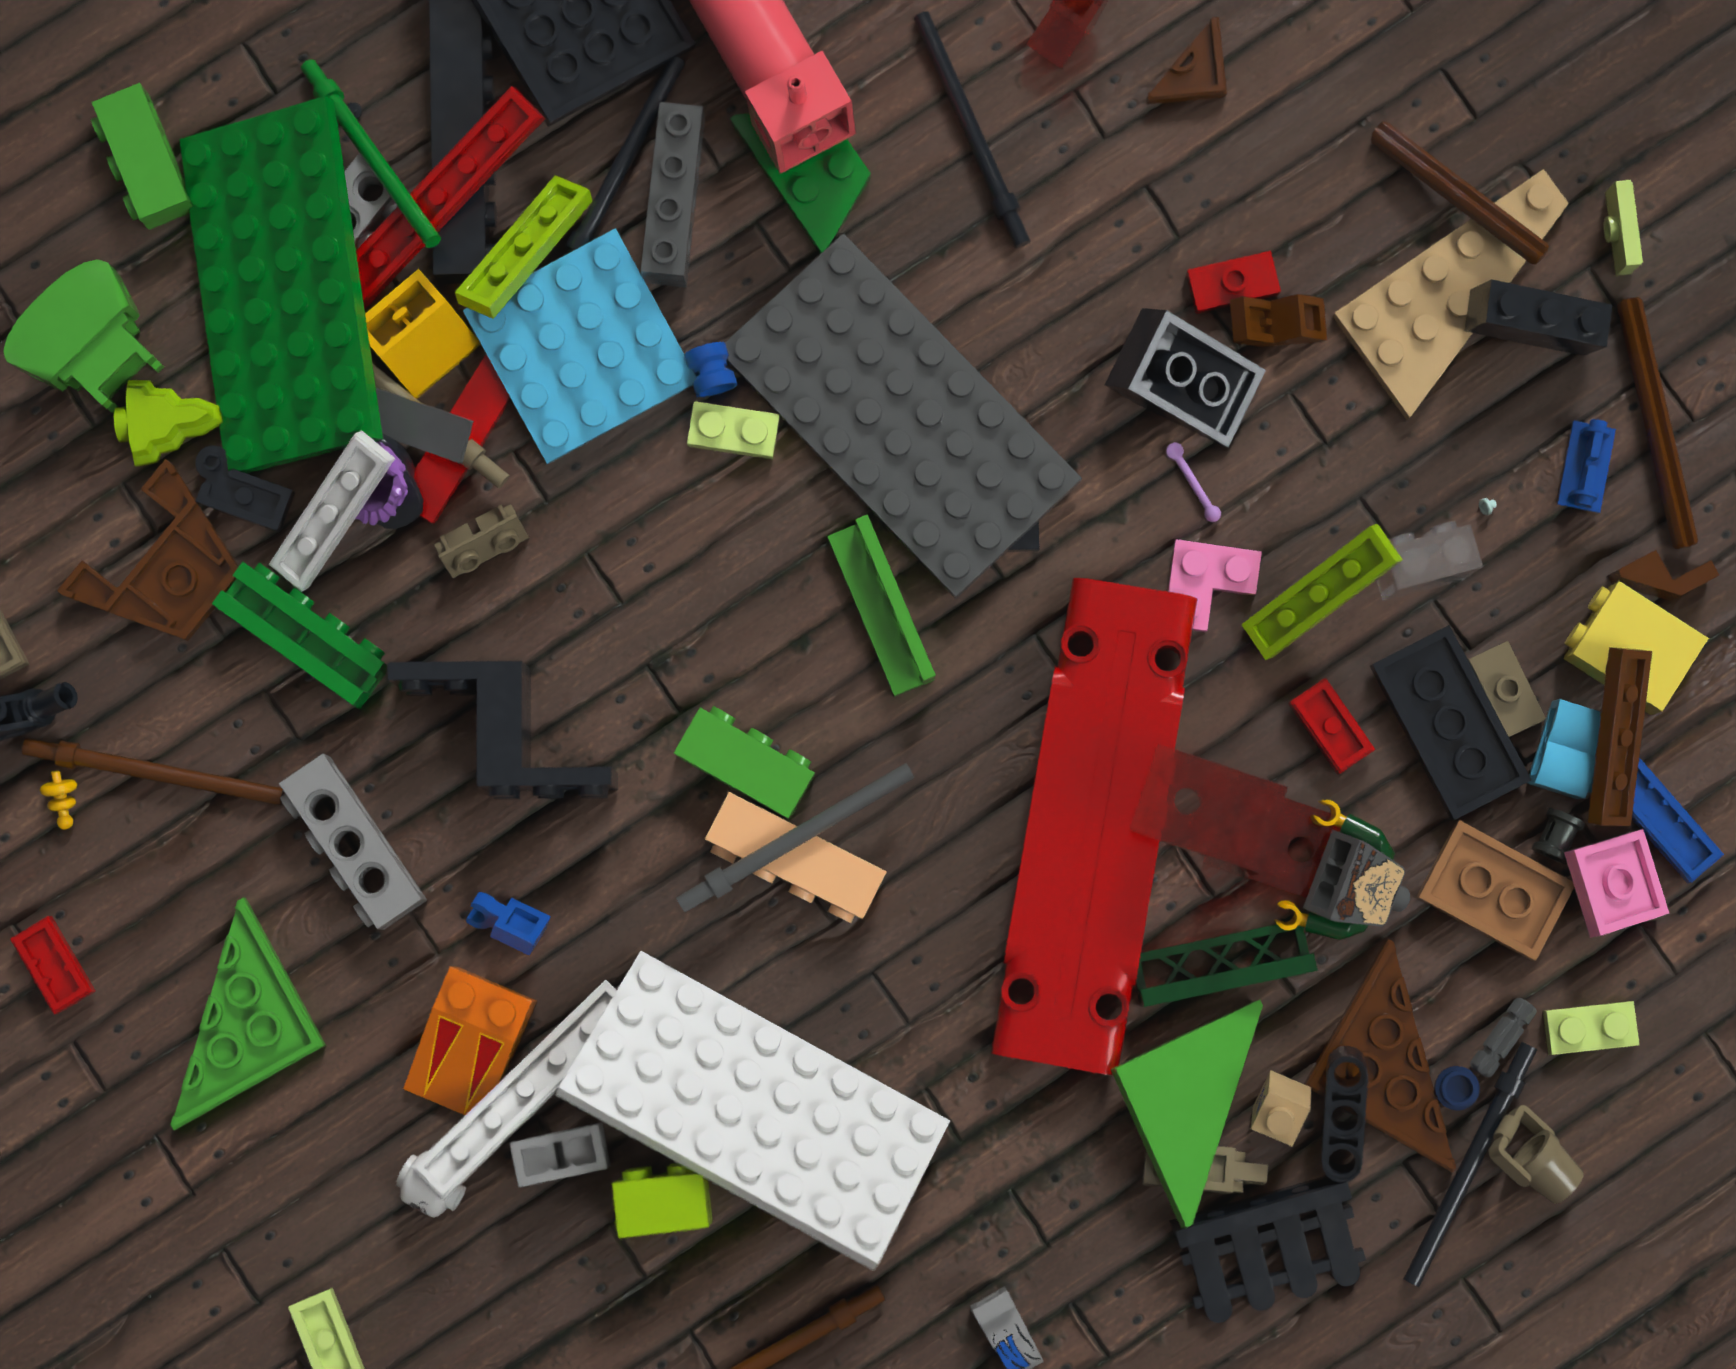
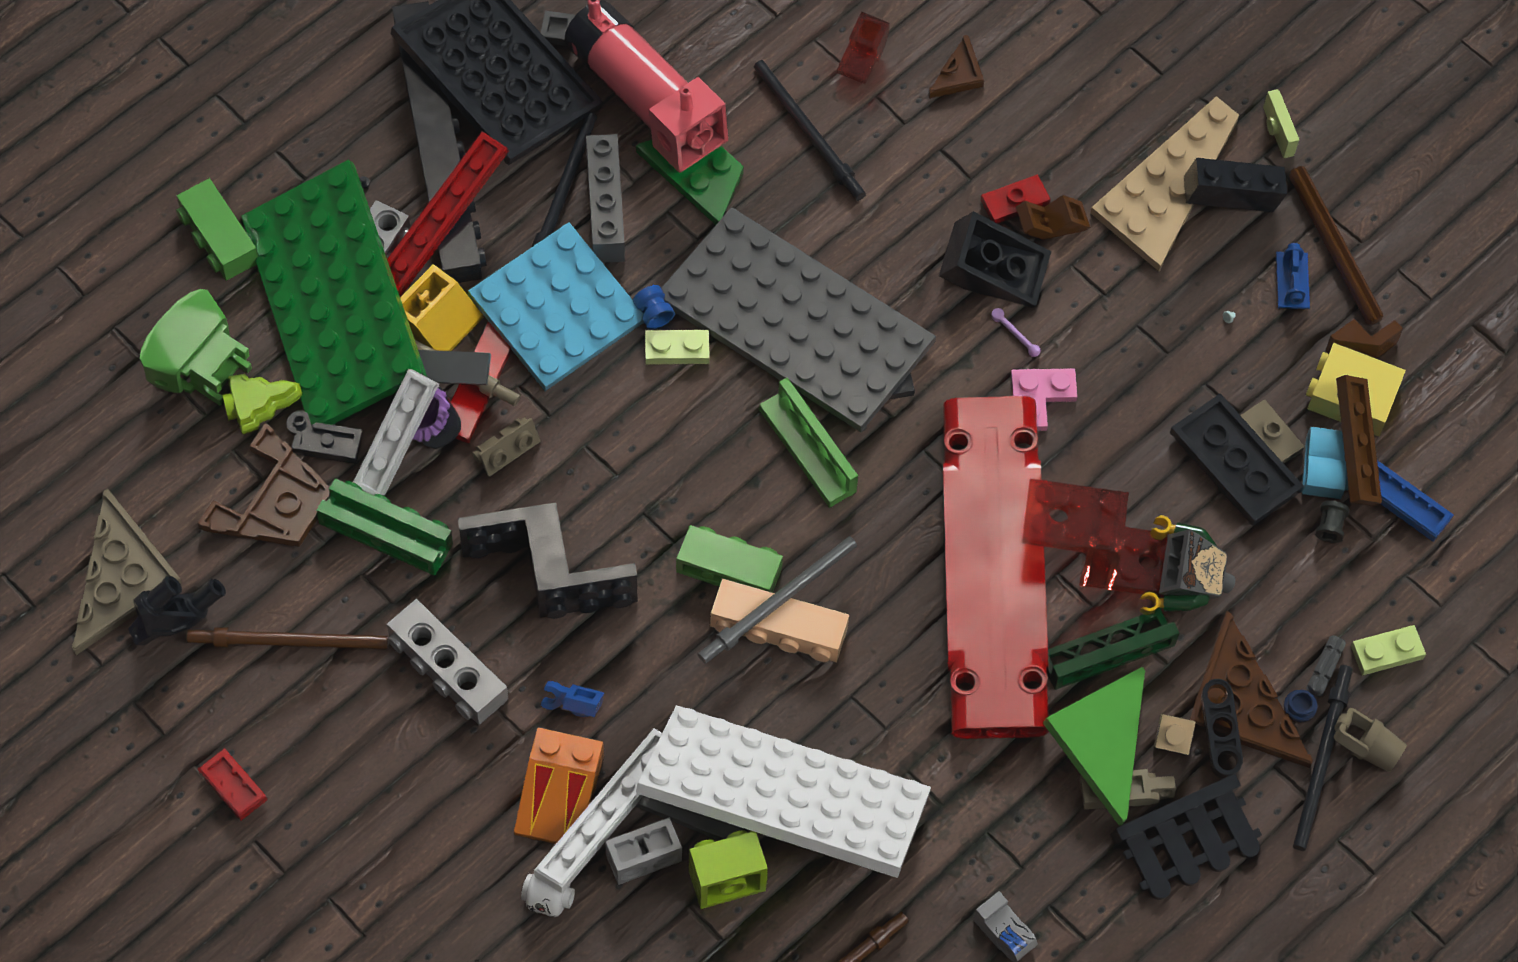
camera: 10 degrees left, 20 degrees down
(61, 803) = (221, 671): yellow hair -> none
(249, 1023) = (388, 806): bright green tile -> none
(371, 154) = (393, 203): green bar -> none
(523, 247) = (505, 242): lime plate -> none
(1322, 591) = (1123, 377): lime plate -> none
(1331, 726) = (1151, 474): red plate -> none
(1431, 561) = (1193, 350): clear brick -> none
(1459, 193) = (1161, 116): reddish brown axle -> none
(1496, 890) = (1296, 566): medium nougat plate -> none
(1616, 883) = (1381, 544): bright pink plate -> none

